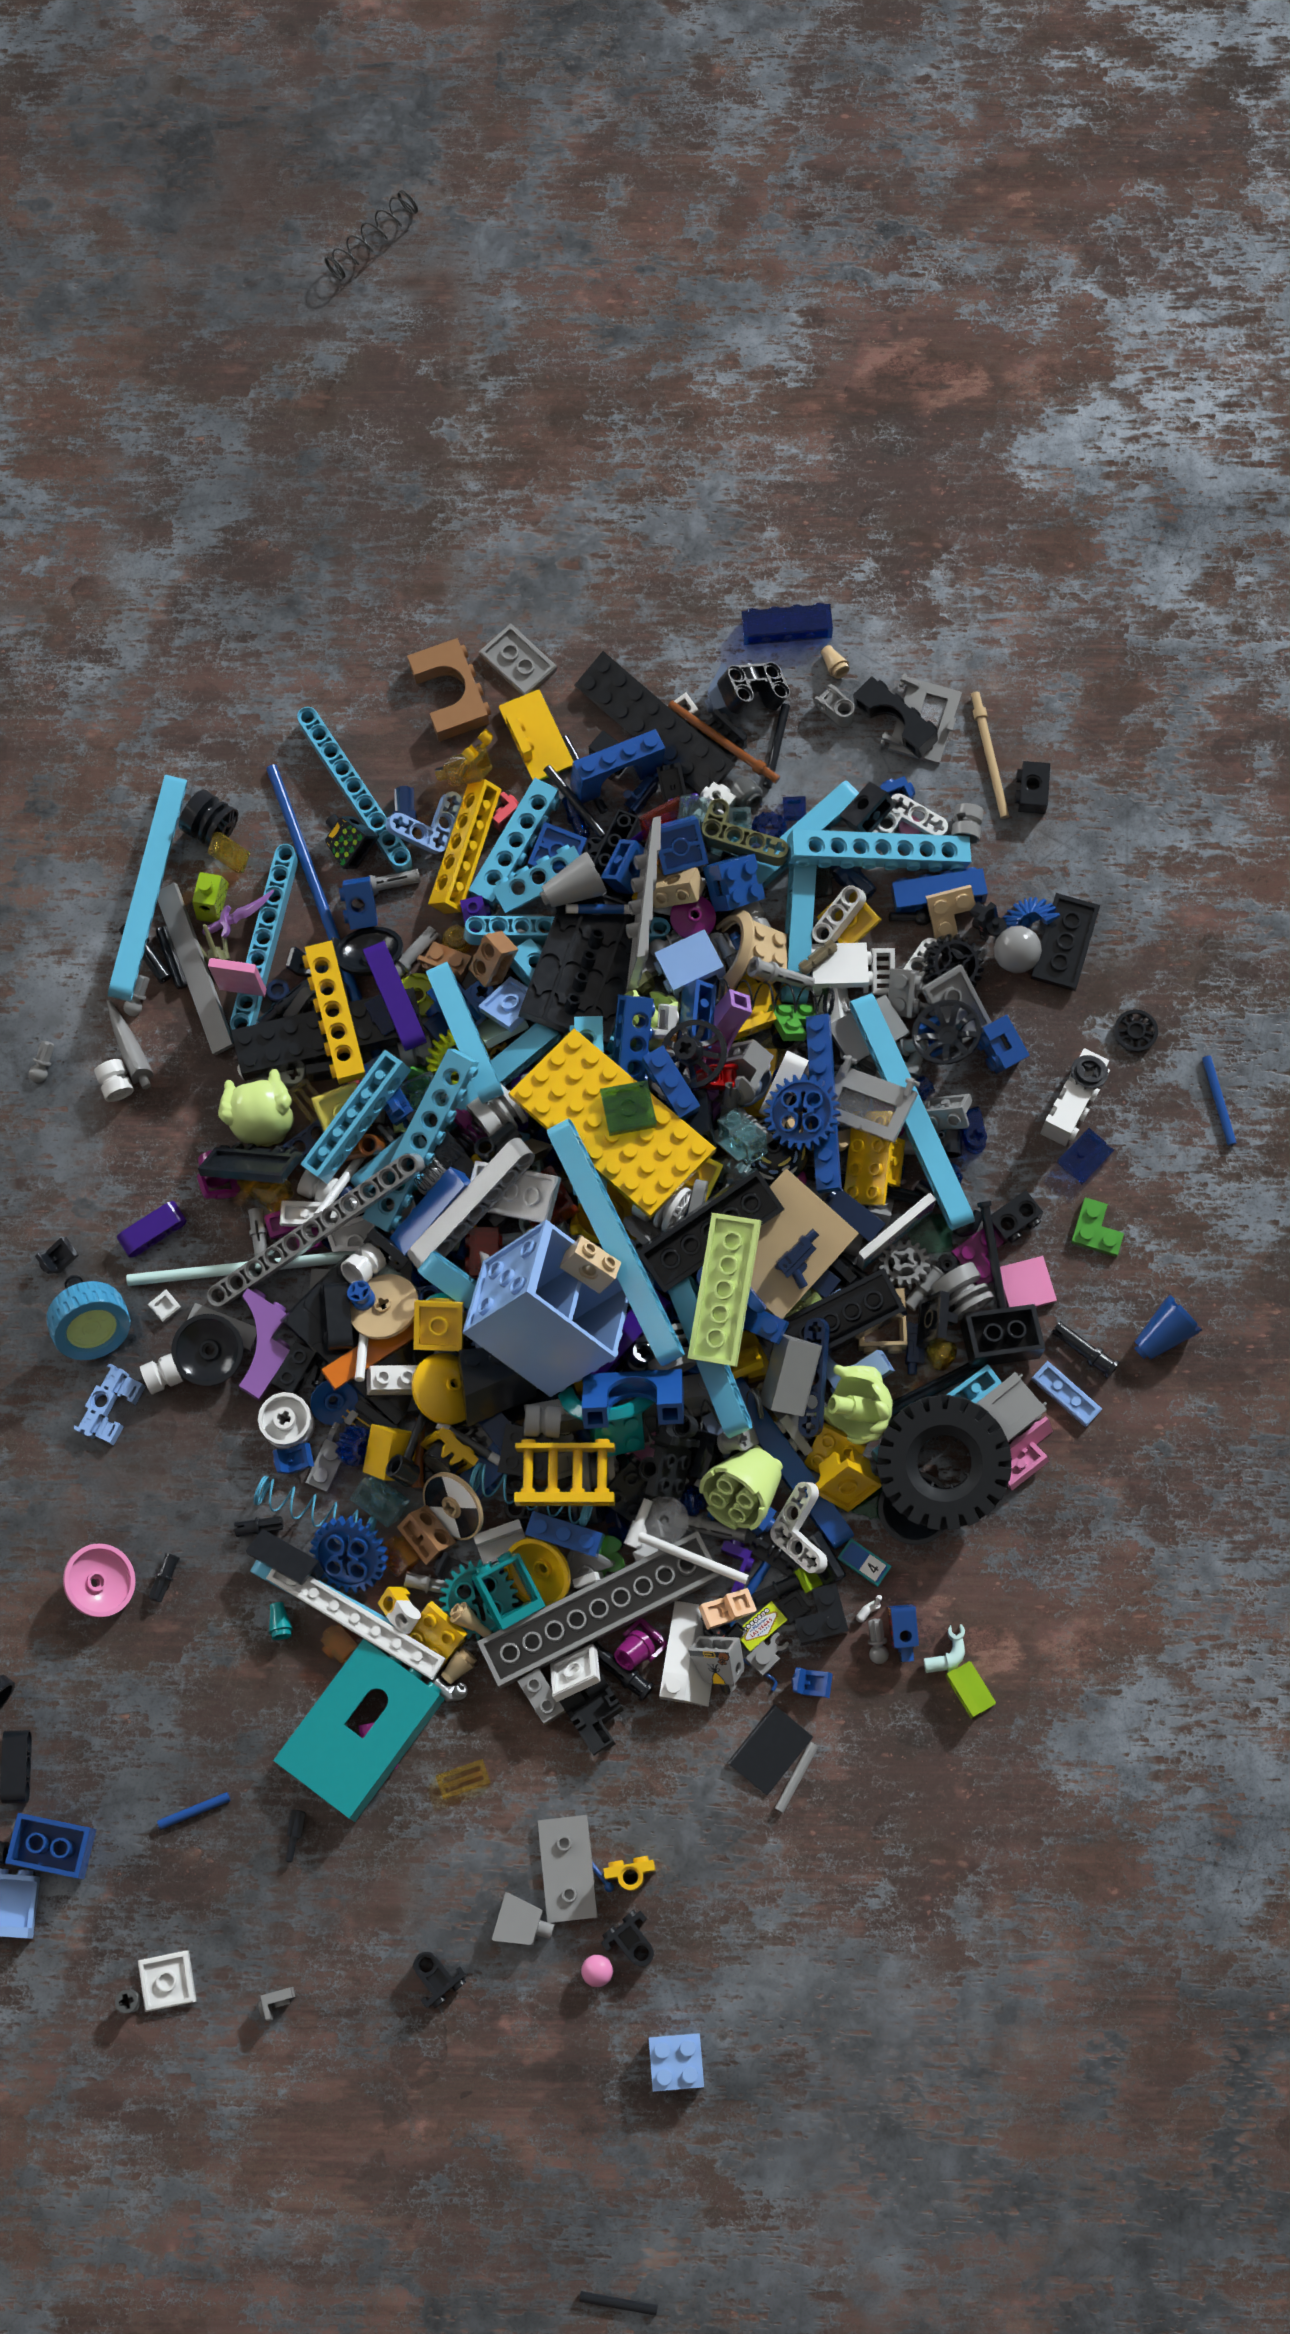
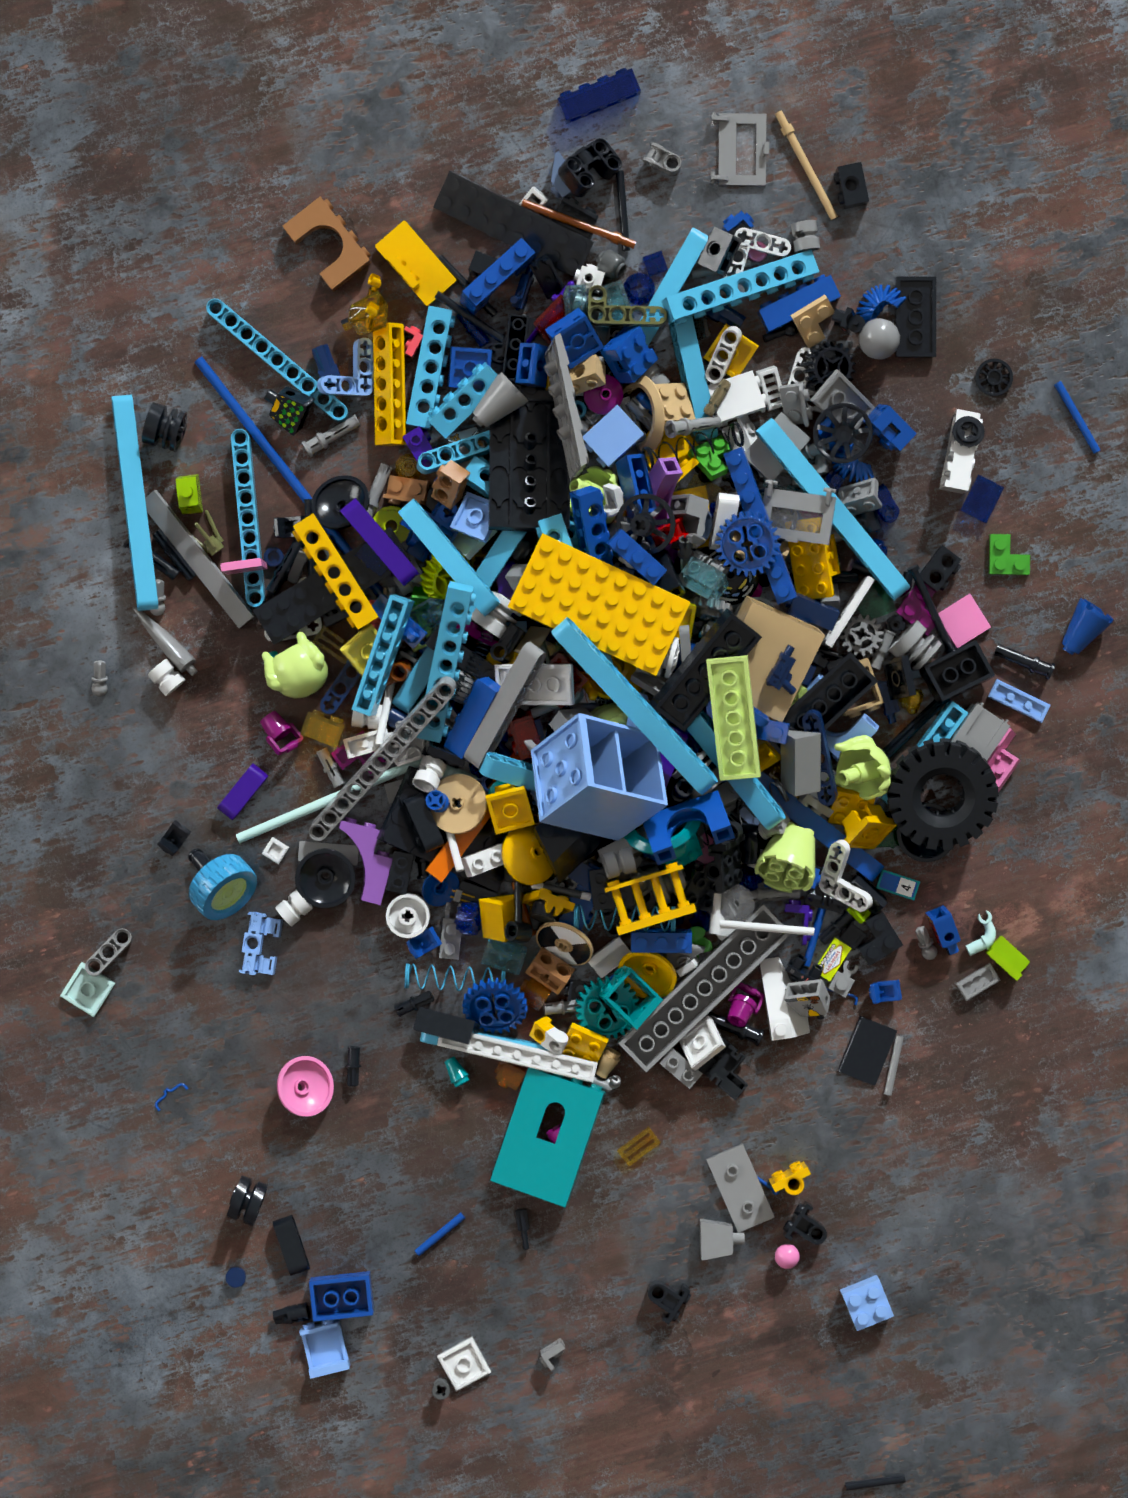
camera: 25 degrees left, 15 degrees up
(228, 852) = (191, 451): clear yellow plate -> none
(240, 913) = (220, 501): medium lavender piece -> none
(251, 1163) = (309, 718): black hinge -> none
(359, 889) = (316, 452): blue brick -> none
(463, 1616) = (600, 1026): tan cone -> none
(517, 660) = (376, 197): light grey tile -> none
(590, 1264) = (623, 735): tan brick -> none
(597, 909) = (526, 413): blue bar -> none
(628, 1108) = (610, 591): clear green tile -> none
(727, 1609) = (804, 957): light nougat slope -> none
(835, 662) = (650, 119): tan cone -> none
(869, 1608) = (911, 919): white piece -> none
(876, 699) = (695, 144): black arch -> none
(926, 1707) = (978, 982): none -> light grey plate
(947, 1077) = (857, 468): none -> blue hair

